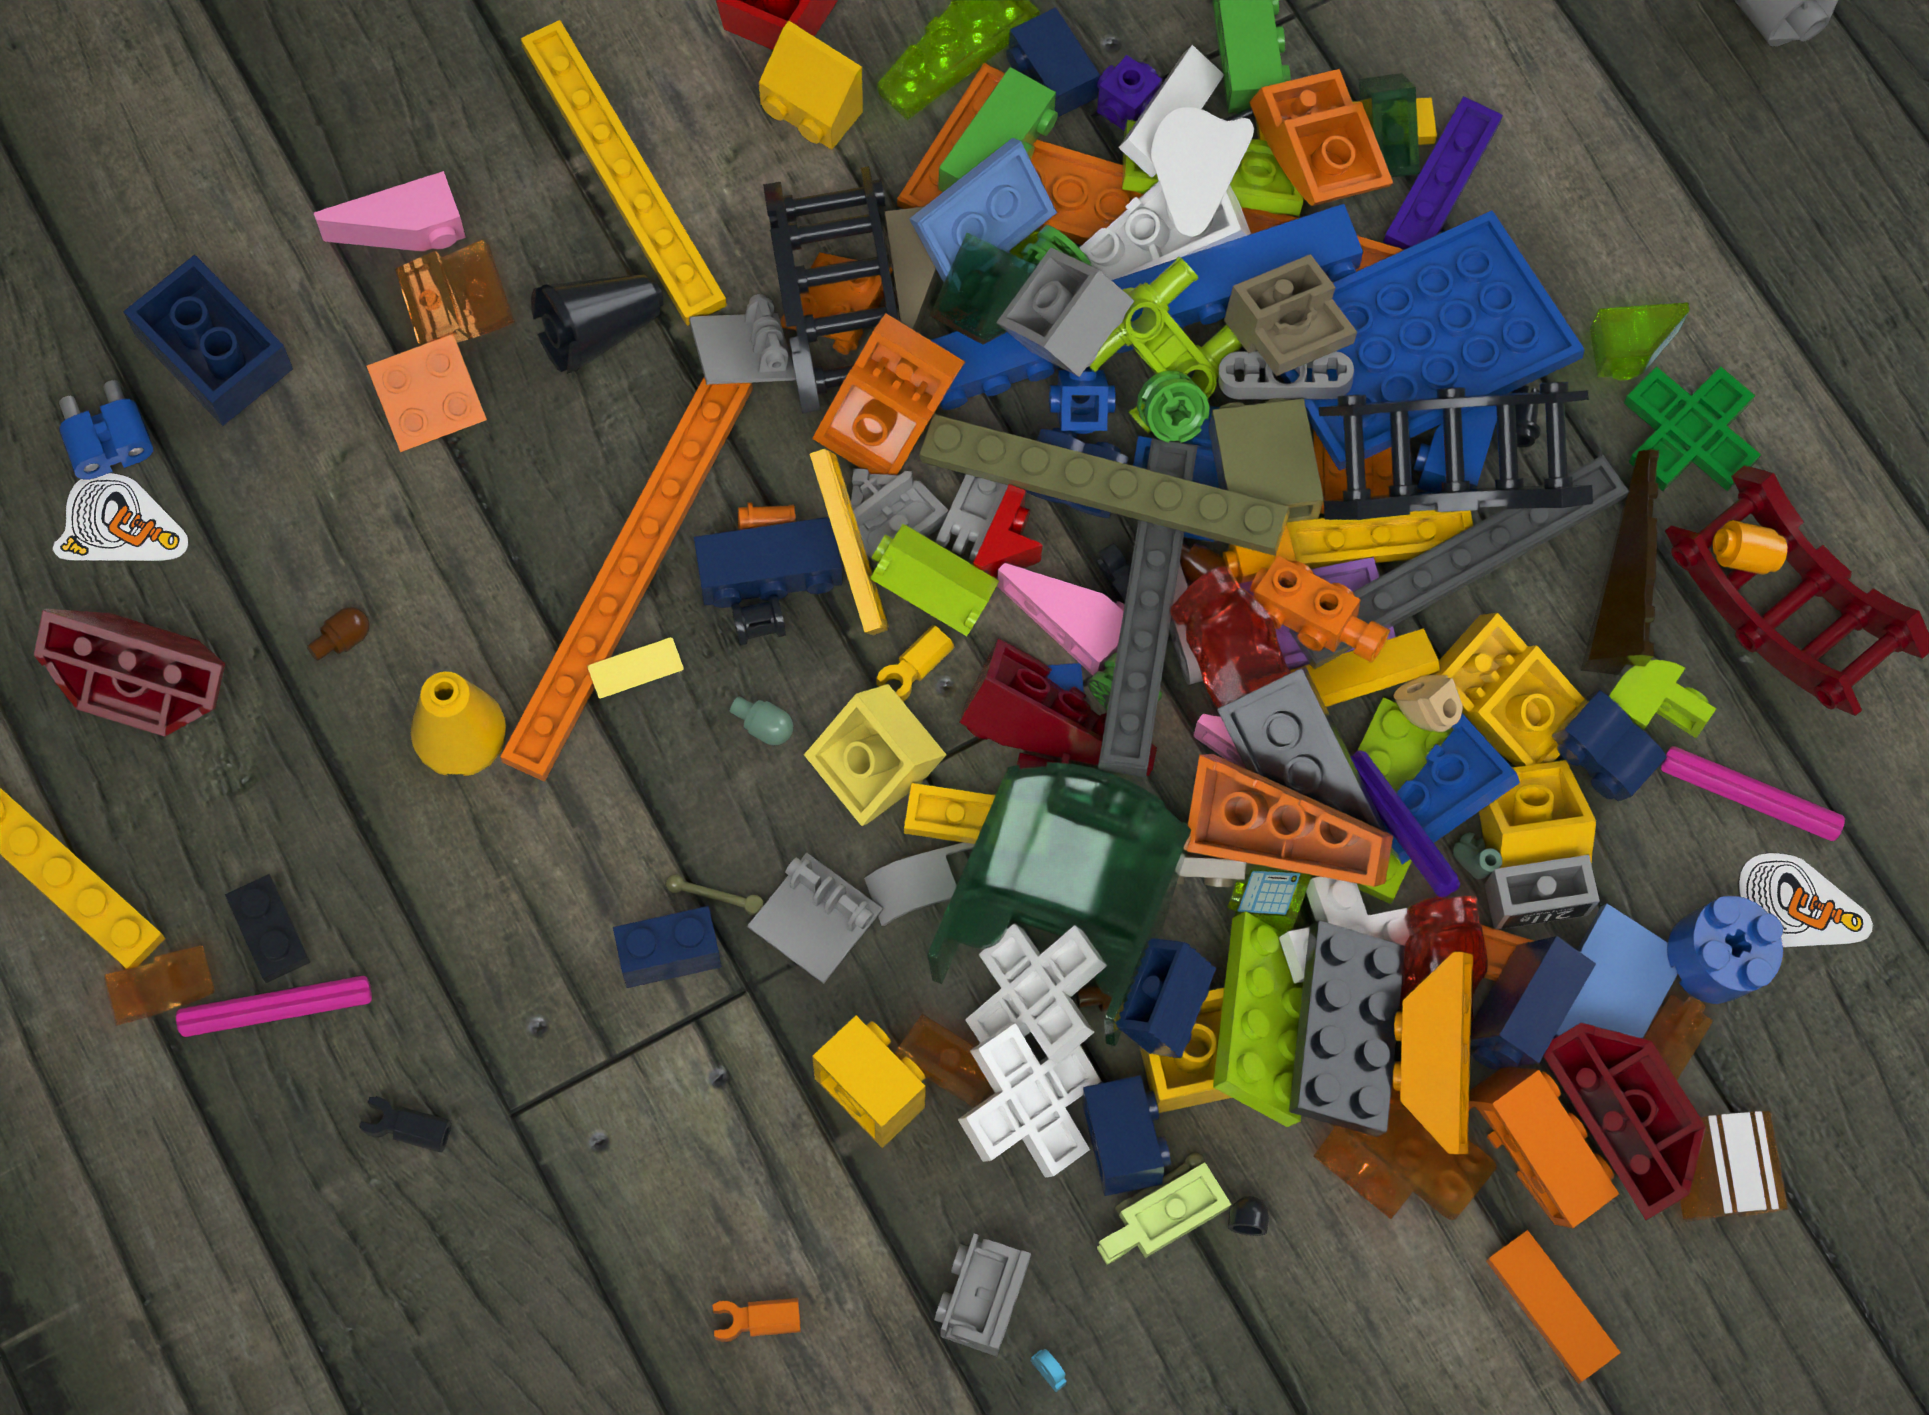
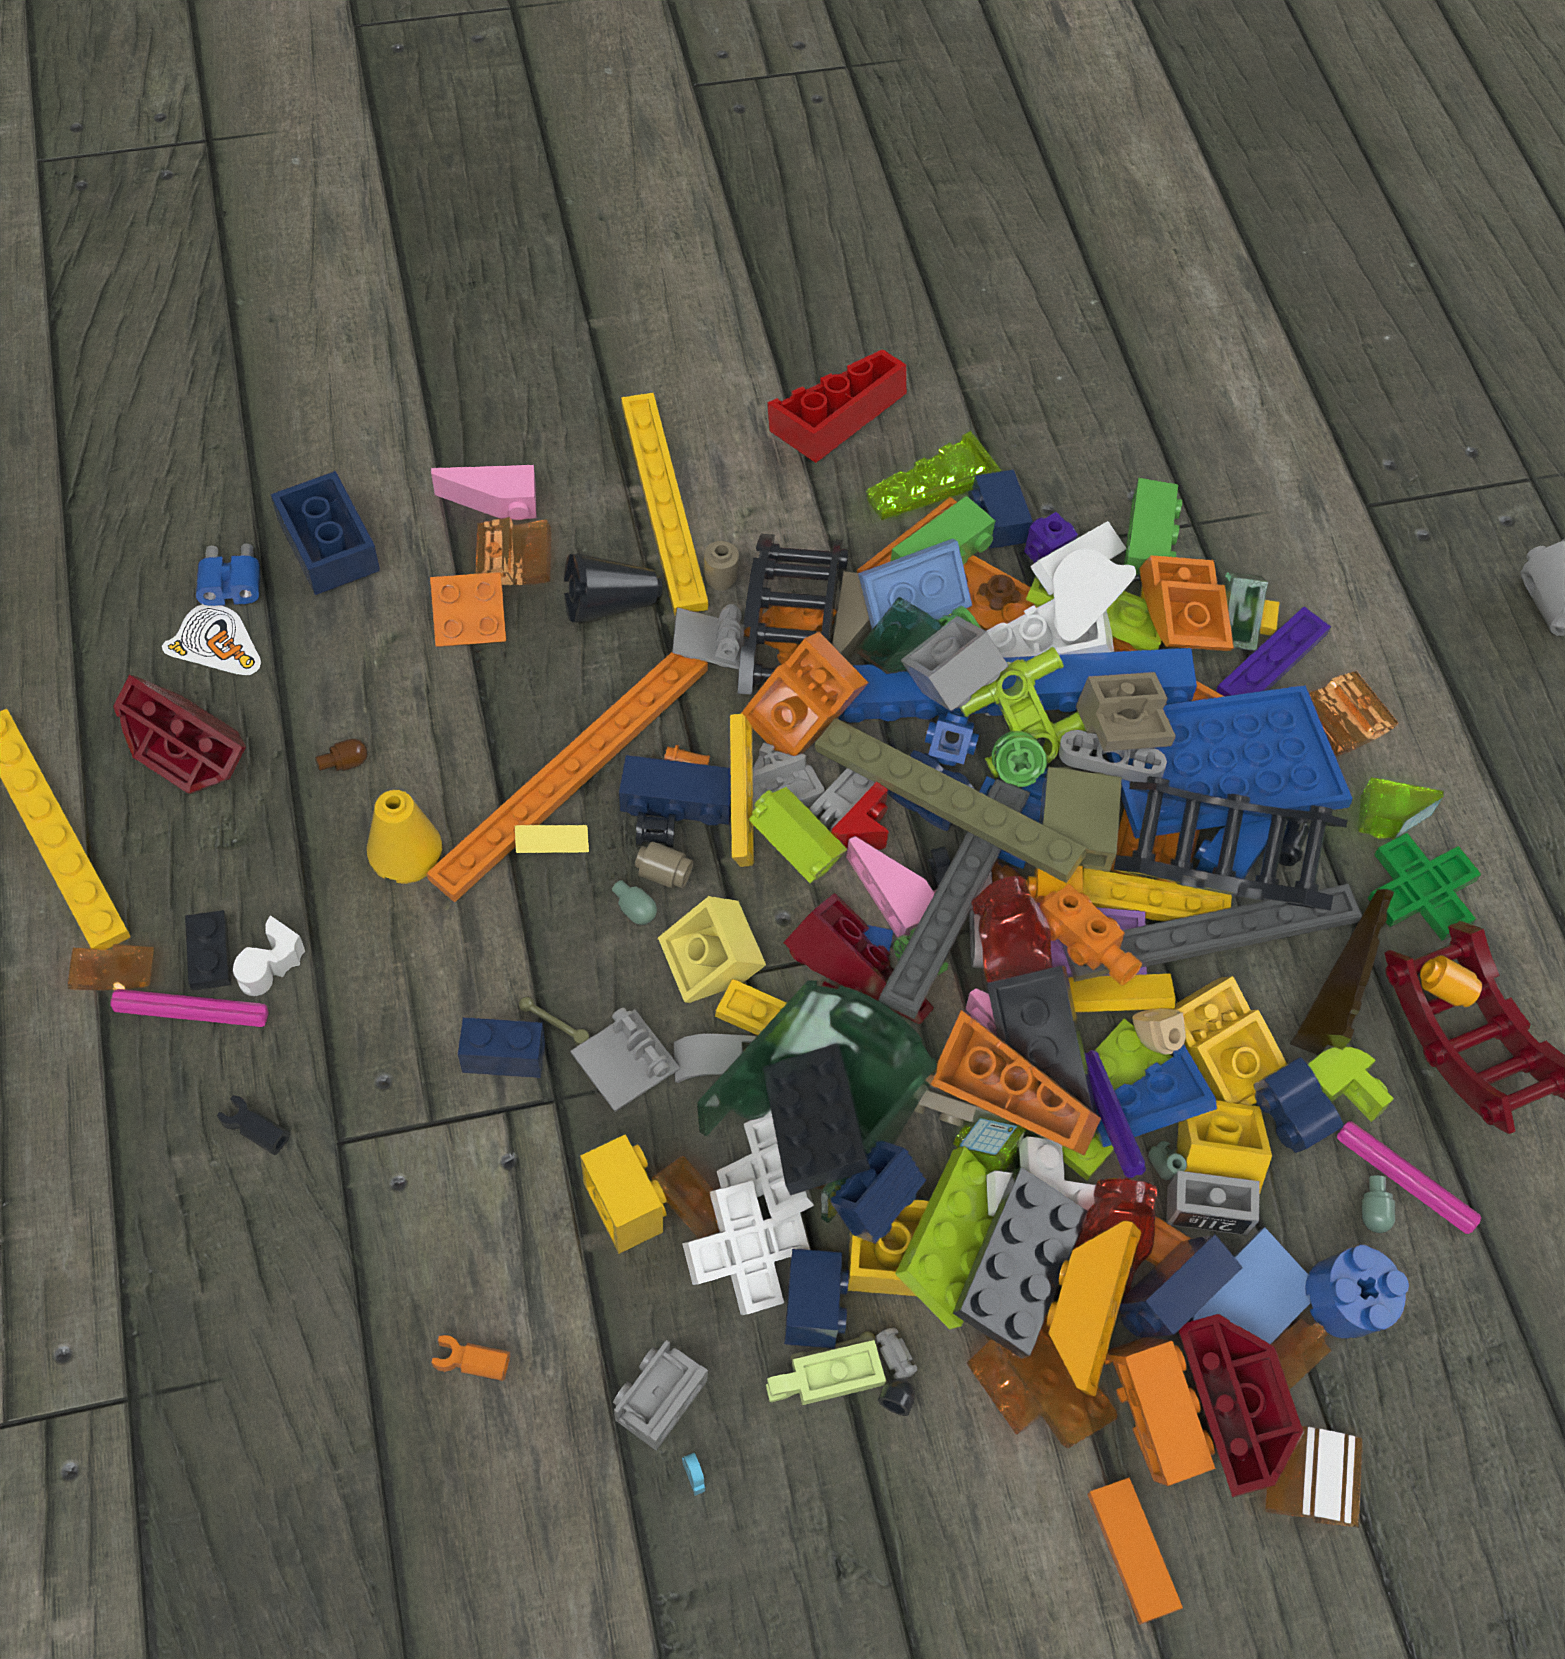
camera: 15 degrees right, 10 degrees down
(336, 932) = (256, 966): none -> white leg
(726, 243) = (721, 565): none -> dark tan brick
(783, 663) = (663, 865): none -> dark tan brick
(811, 87) = (818, 477): yellow slope -> none
(917, 661) = (767, 892): yellow bar -> none
(1067, 932) = (815, 1119): none -> black plate
(1086, 173) = (999, 584): none -> reddish brown plate
(1232, 1169) = (896, 1353): none -> light grey piece
(1552, 224) = (1351, 713): none -> clear orange slope
(1727, 839) = (1378, 1206): none -> sand green cylinder
(1803, 901) = (1432, 1276): sticker -> none

